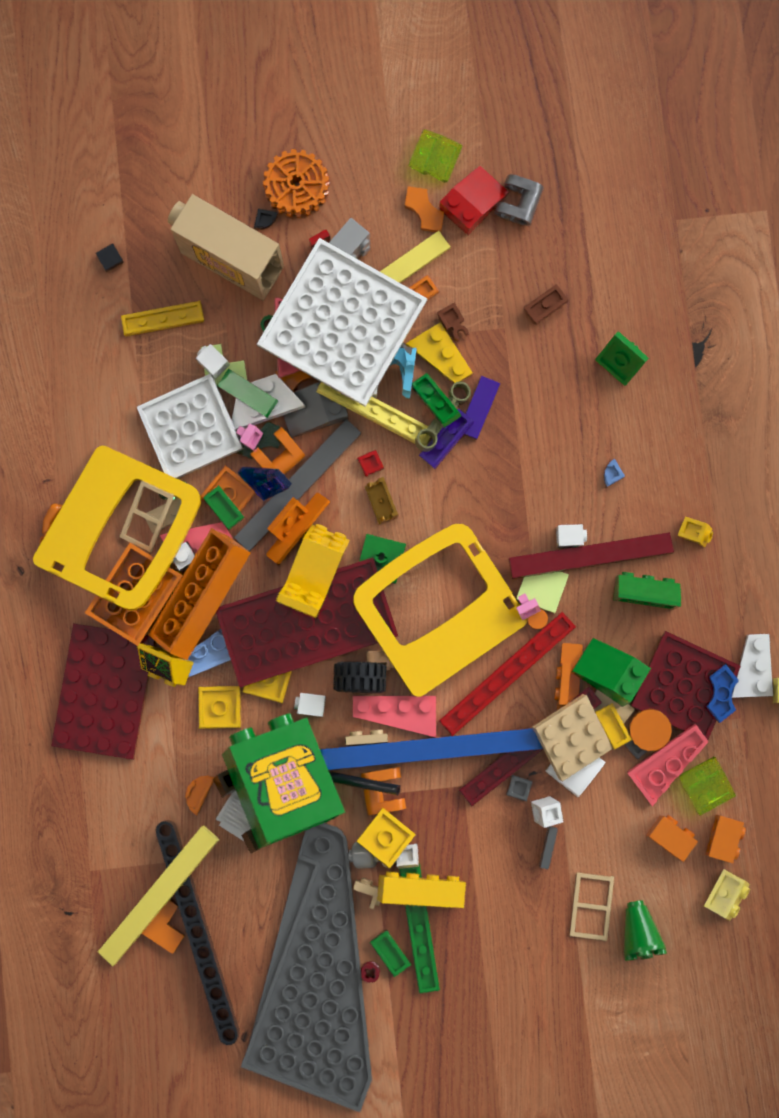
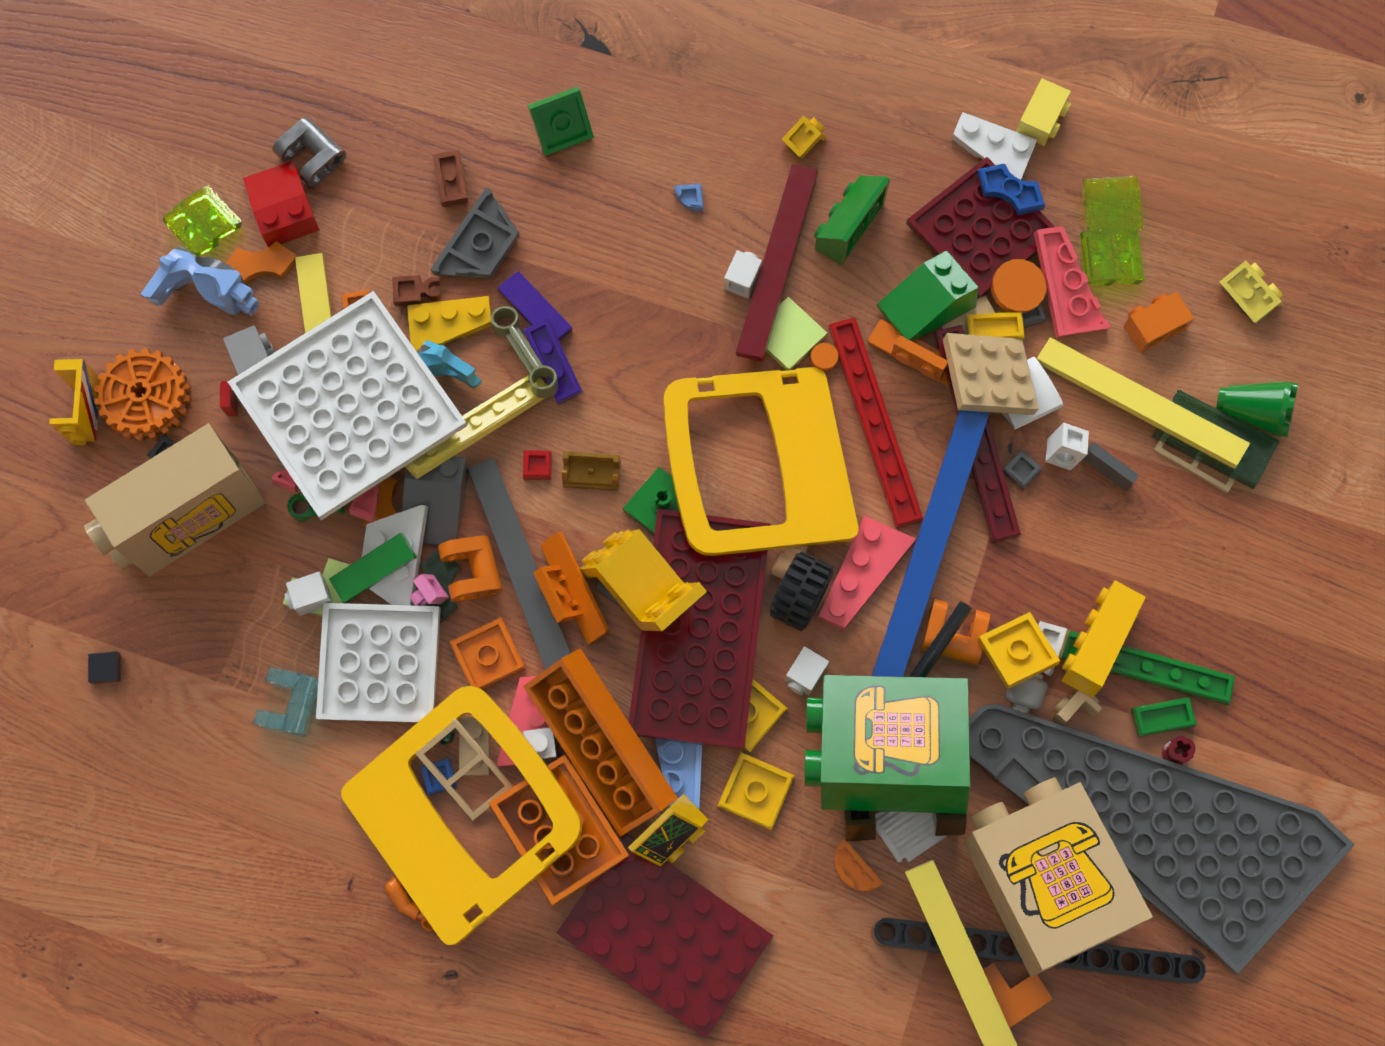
camera: 65 degrees left, 10 degrees down
(142, 392) = (300, 705): none -> clear light blue connector
(143, 504) = (432, 784): none -> blue tile
(162, 318) = (219, 636): yellow tile -> none
(223, 507) = (502, 666): green tile -> none
(243, 922) = (1054, 875): none -> tan brick
(265, 481) = (496, 596): clear blue wing -> none
(267, 152) = (82, 379): none -> yellow panel
(357, 738) = (883, 611): tan plate -> none
(395, 184) = (213, 279): none -> light blue hips
(435, 400) = (502, 348): green tile -> none
(508, 346) = (479, 242): none -> dark grey wing
(527, 607) = (806, 357): bright pink tile -> none
(604, 850) = (1143, 403): none -> light yellow tile
(604, 912) = (1255, 457): none -> clear green tile
(725, 839) = (1184, 264): orange brick -> none
(748, 770) = (1113, 203): none -> clear neon green slope

